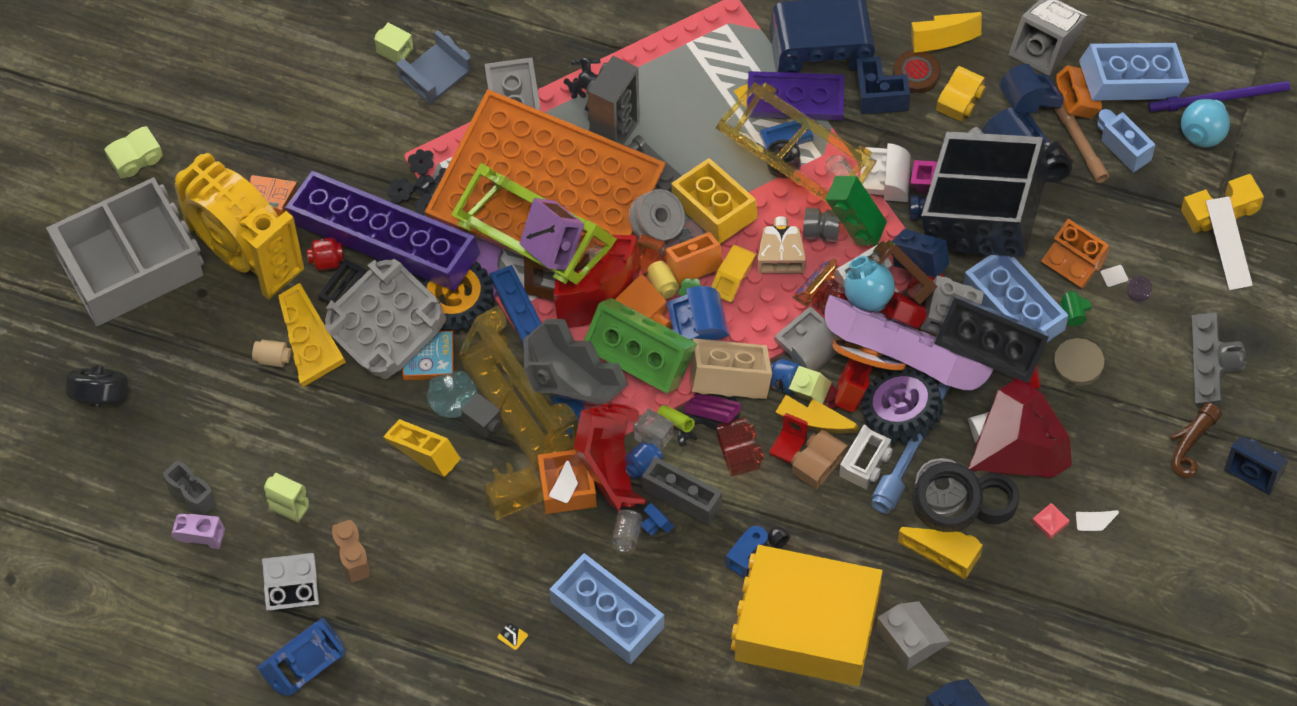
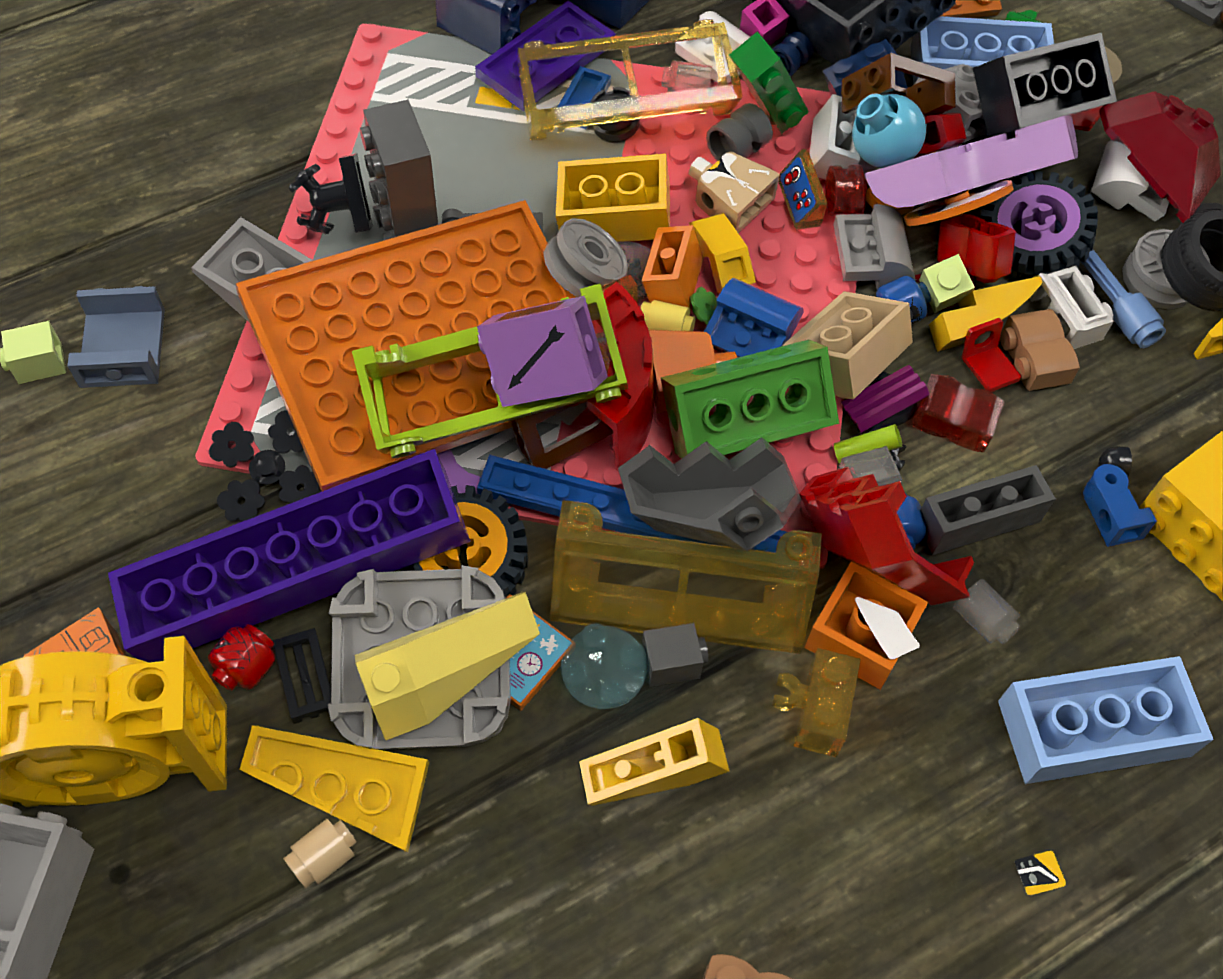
camera: 55 degrees left, 0 degrees up
(377, 323) = (435, 667): none -> light yellow wedge
(656, 520) = (998, 568): blue tile -> none

